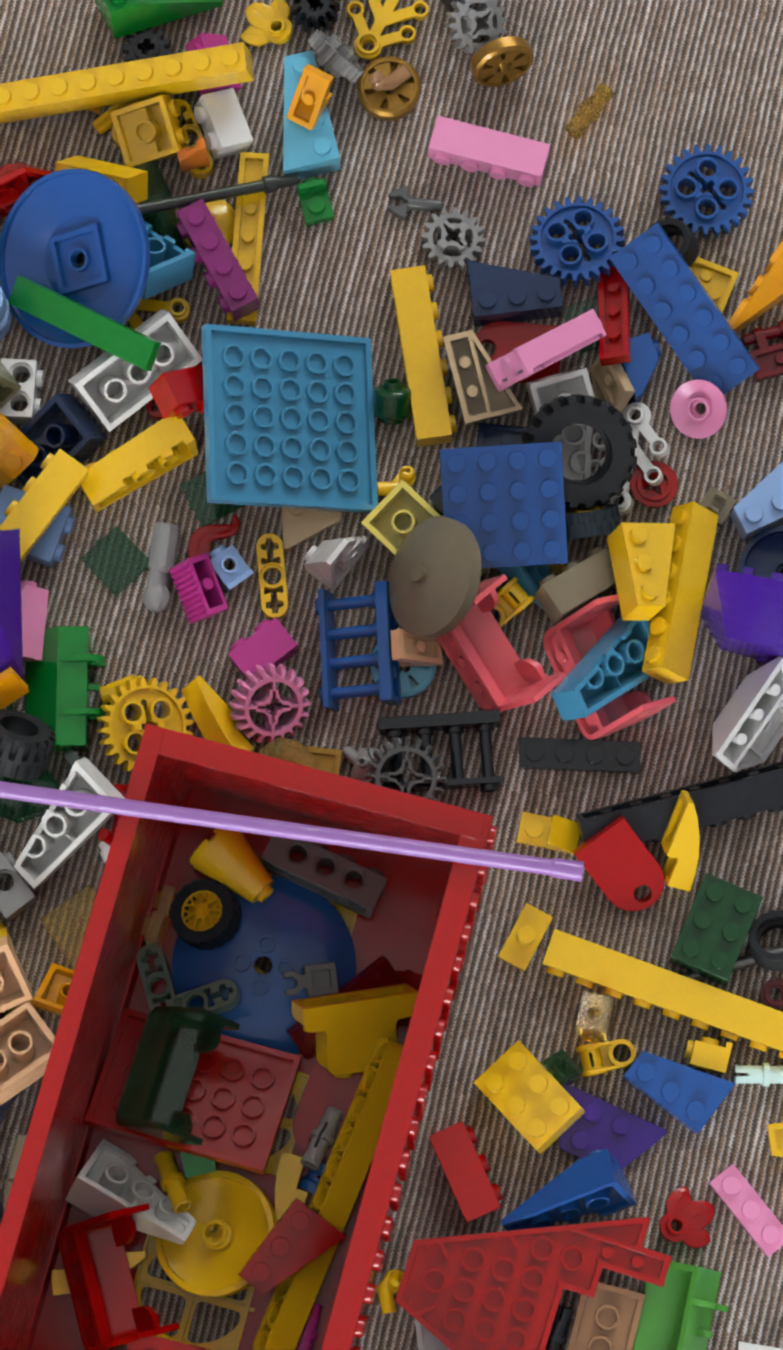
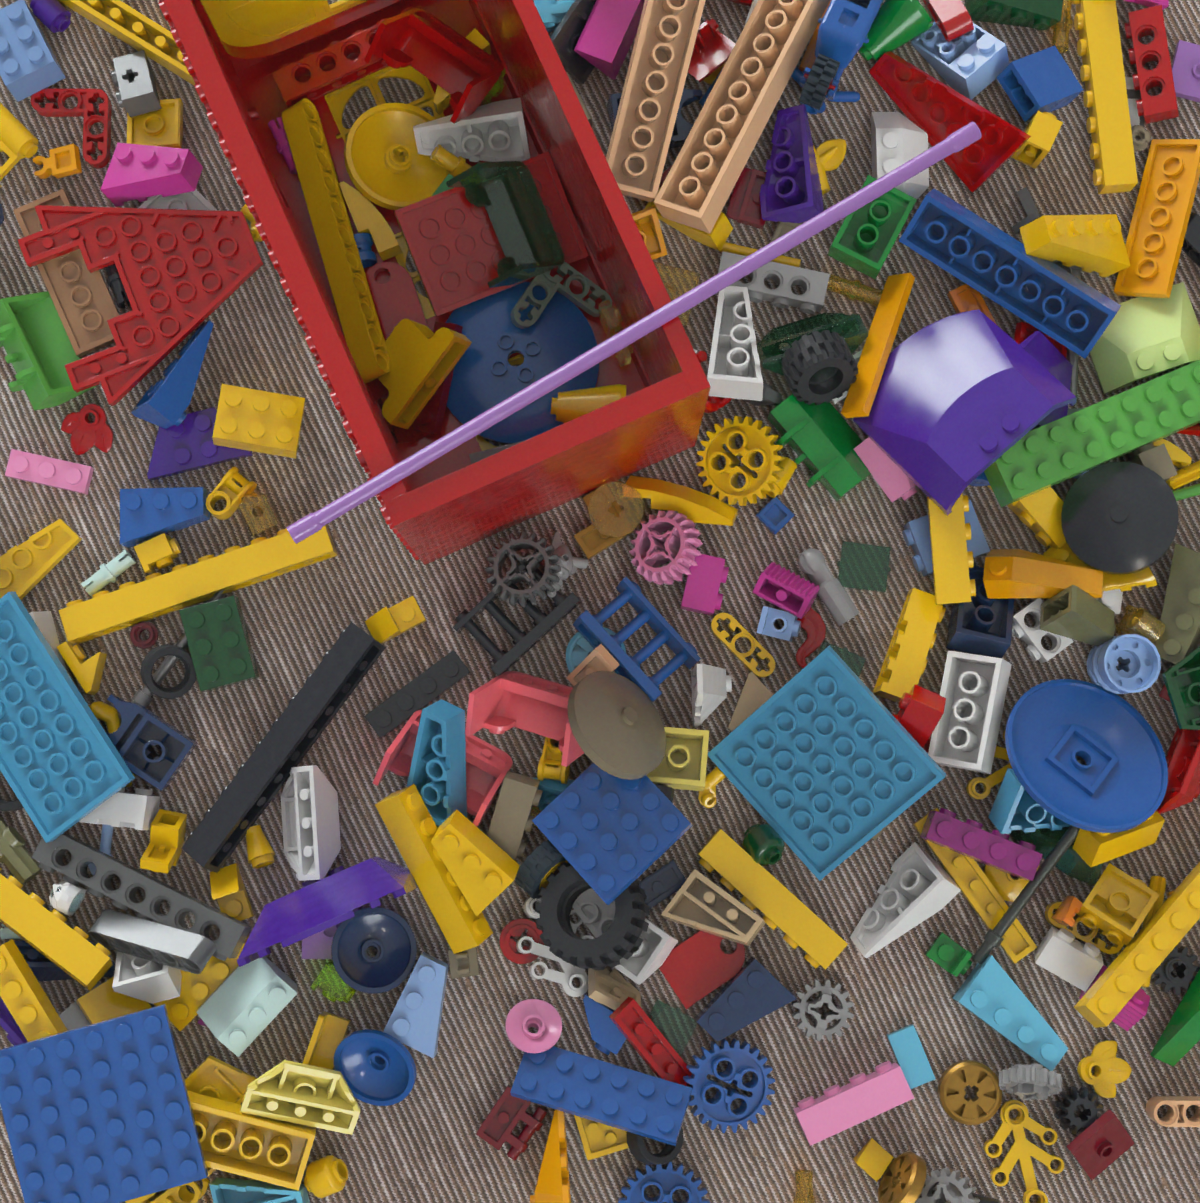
camera: 140 degrees right, 5 degrees up
(84, 323) = (1035, 711): green tile -> none
(153, 662) = (775, 515): none -> blue tile
(205, 914) = (574, 345): black wheel -> none
(289, 1246) = (337, 180): red wing -> none
(308, 270) = (909, 897): none -> white wedge
(310, 97) = (1019, 1028): light orange slope -> none
(317, 979) = (468, 376): dark grey plate -> none
(322, 1138) = (377, 274): light grey pin -> none
(390, 82) = (972, 1095): medium nougat arm -> none
(411, 203) = (876, 1014): dark grey bar -> none
(412, 151) = (911, 1056): none -> medium azure tile
(466, 1171) = (265, 339): red brick -> none
(508, 98) = (873, 1159): none -> yellow slope
(525, 937) = (354, 536): yellow tile -> none
(546, 350) = (678, 972): bright pink door -> none
(562, 1068) = (252, 460): clear green slope -> none
(621, 864) = (324, 634): red tile -> none
(681, 844) = (288, 681): yellow slope -> none

